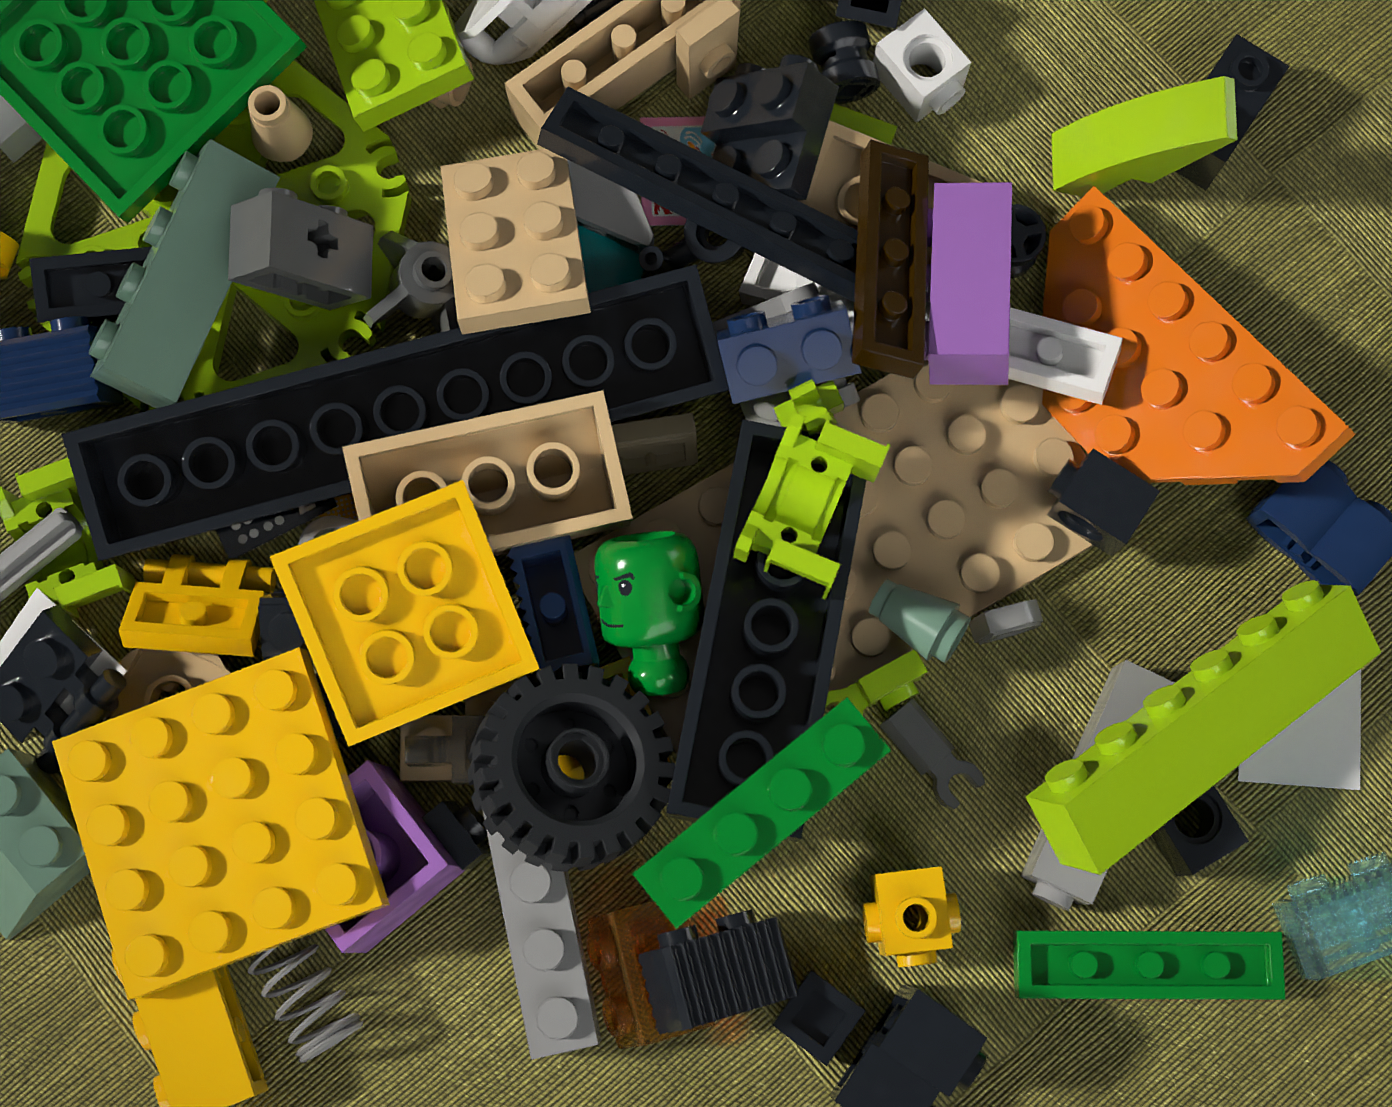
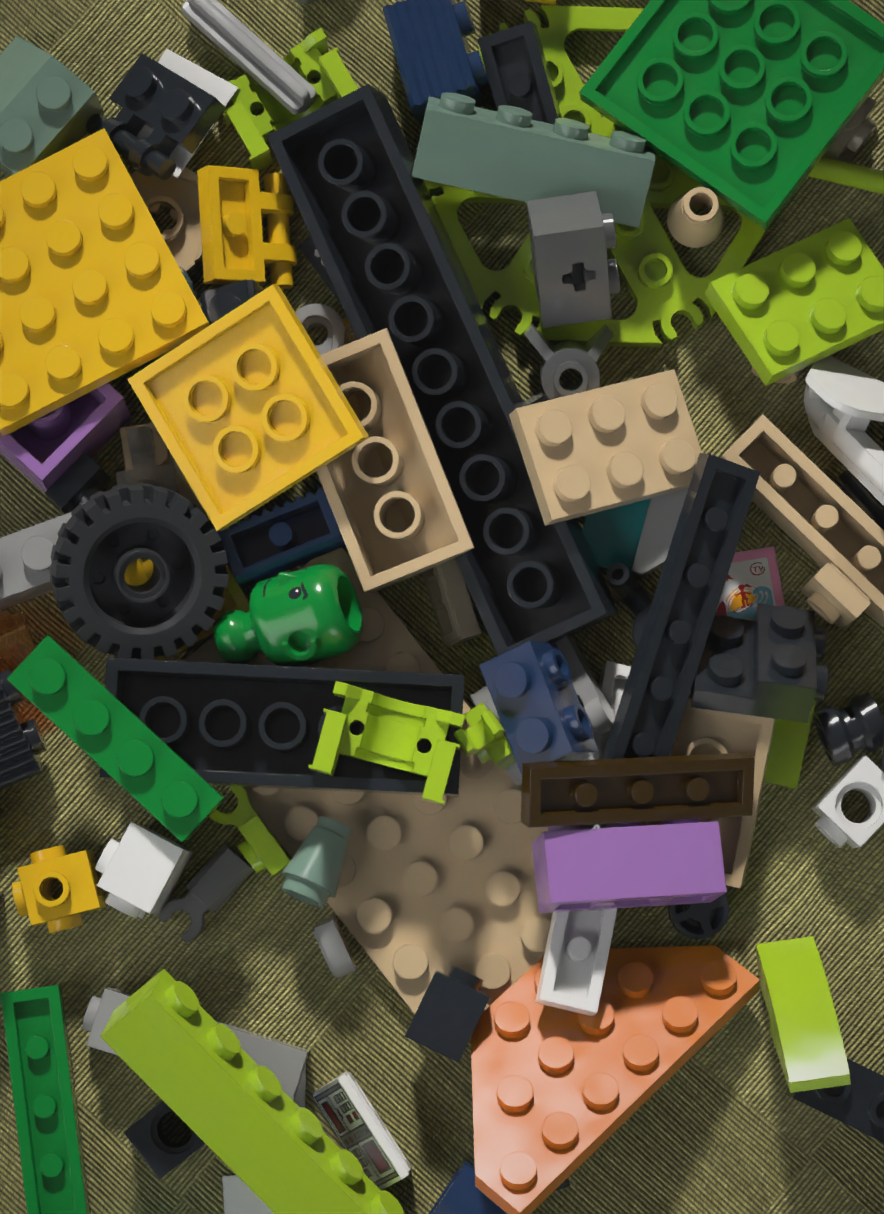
camera: 85 degrees right, 5 degrees up
(906, 814) = (141, 870): none -> white brick
(1206, 620) = (362, 1130): none -> slope

